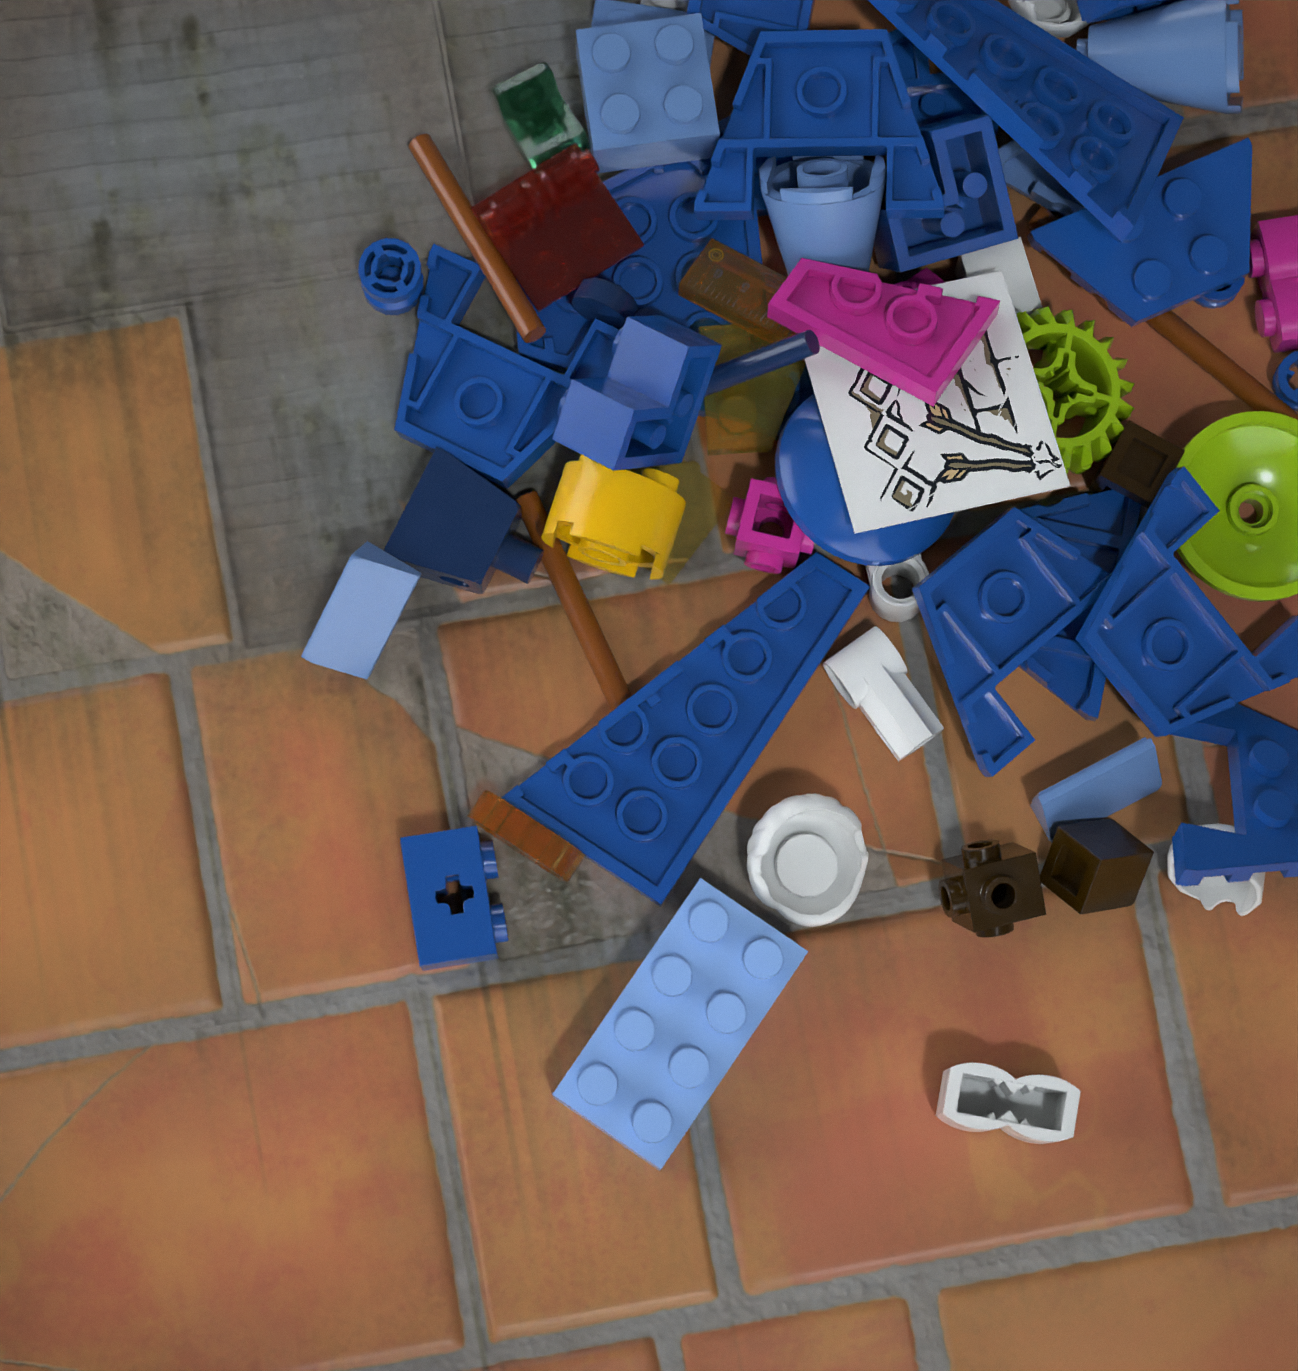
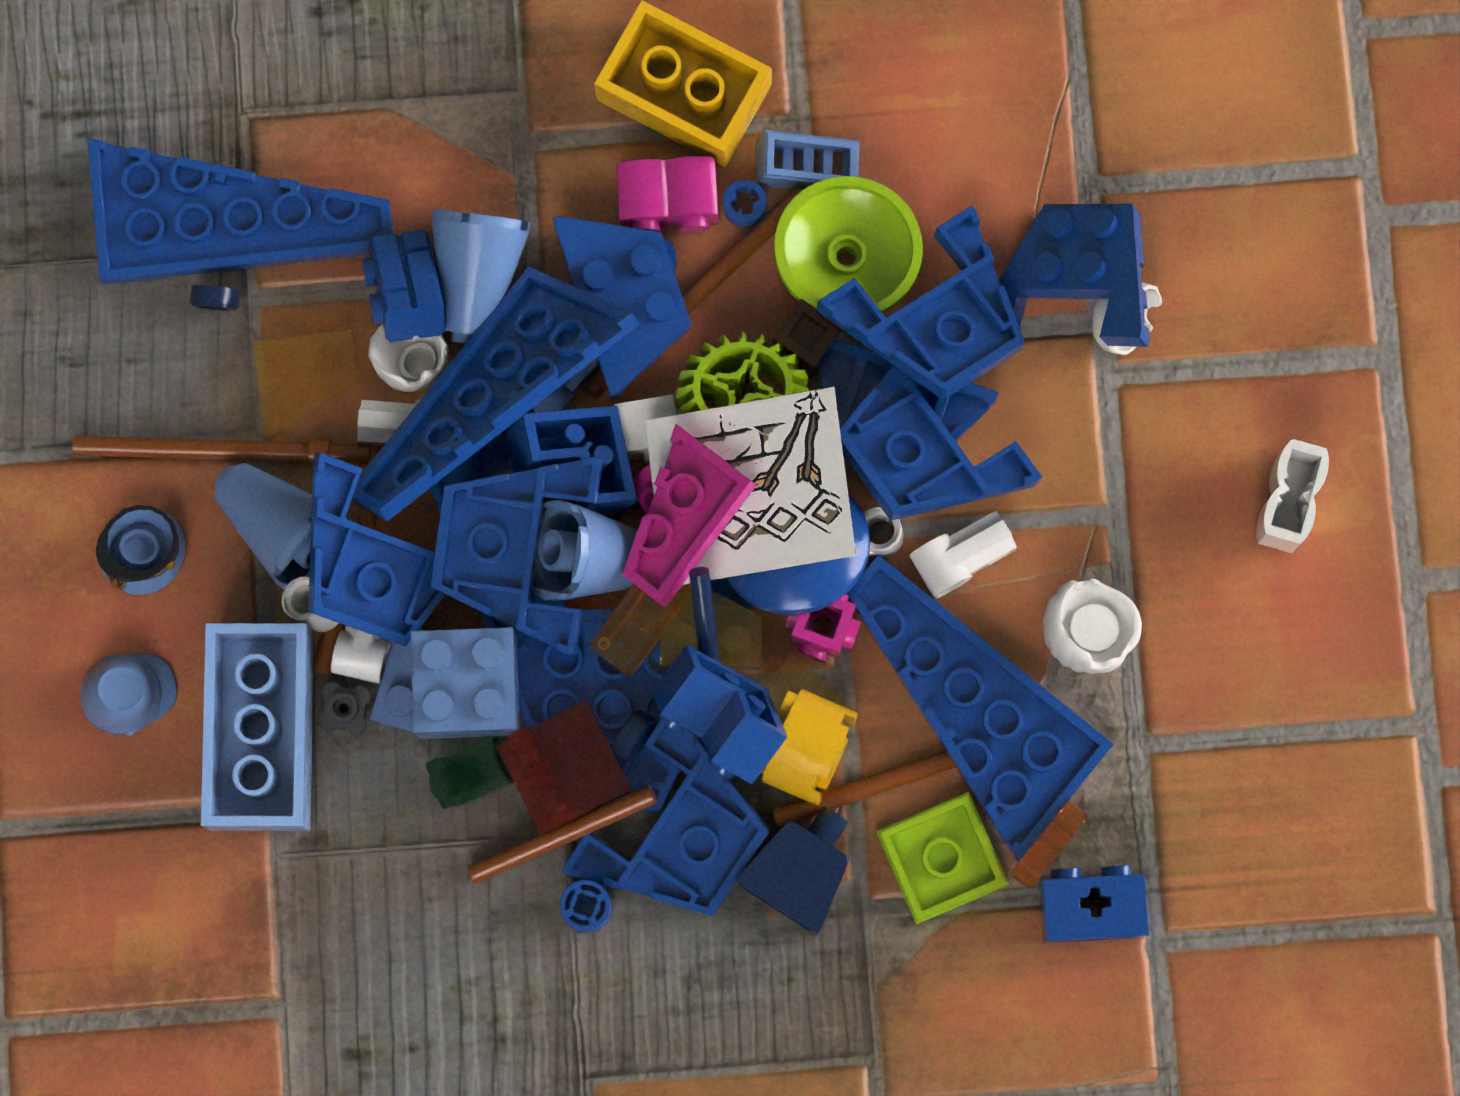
camera: 75 degrees left, 0 degrees up
(361, 612) = (861, 954): medium blue slope -> none
(496, 707) = (942, 858): none -> lime tile
(679, 1024) = (1210, 739): light blue brick -> none
(991, 887) = (1124, 488): dark brown brick -> none
(1095, 866) = (1112, 408): dark brown panel -> none
(1100, 788) = (1052, 400): medium blue slope -> none

